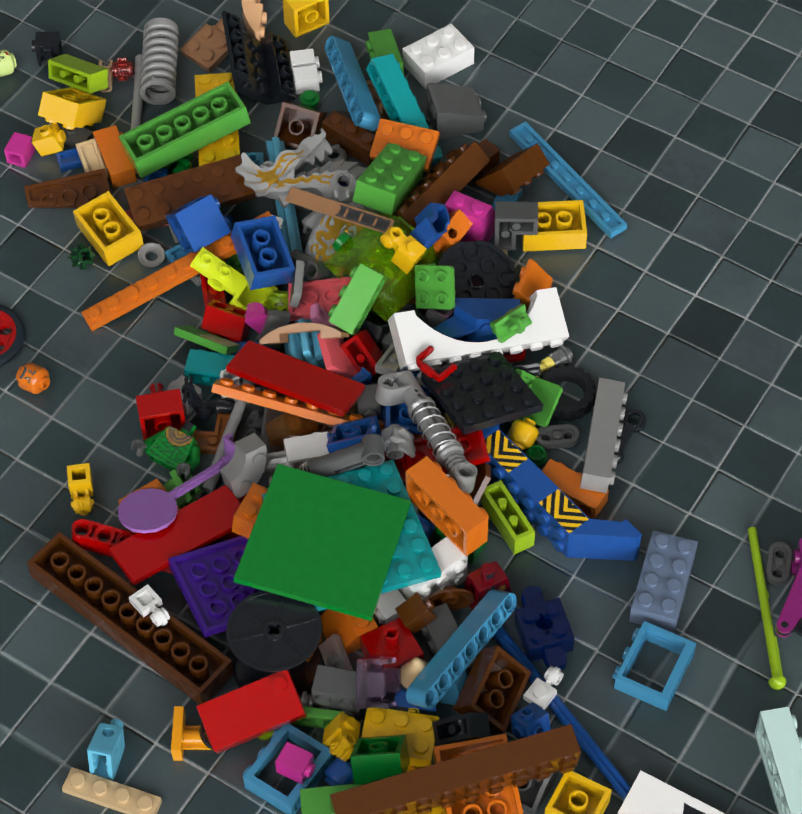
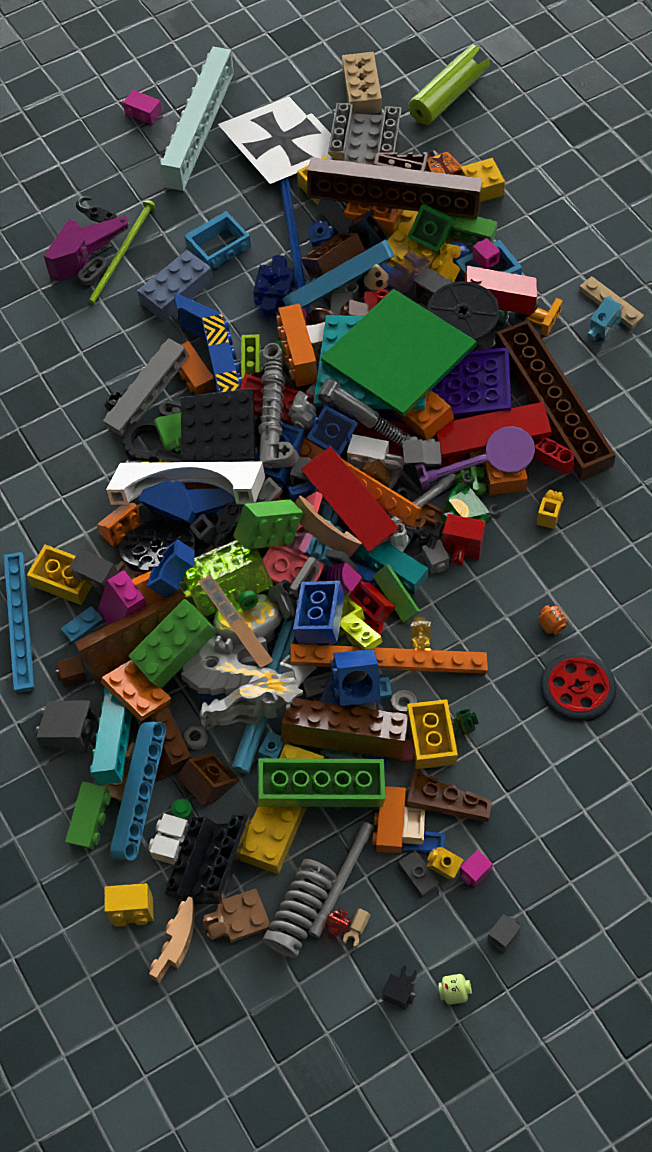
camera: 150 degrees left, 5 degrees up
(71, 107) = (410, 874): yellow brick -> none
(78, 73) = (385, 925): lime brick -> none
(148, 601) = (538, 383): white plate -> none
(160, 305) = (421, 634): none -> clear yellow hips
(407, 249) = (206, 550): yellow brick -> none
(429, 371) = (249, 446): red piece -> none
(434, 286) = (200, 528): bright green bracket -> none
(438, 55) = (40, 797): white brick -> none
(510, 323) = (170, 467): bright green hips -> none
(515, 171) = (56, 636): reddish brown slope -> none
(541, 692) = (299, 248): white plate -> none

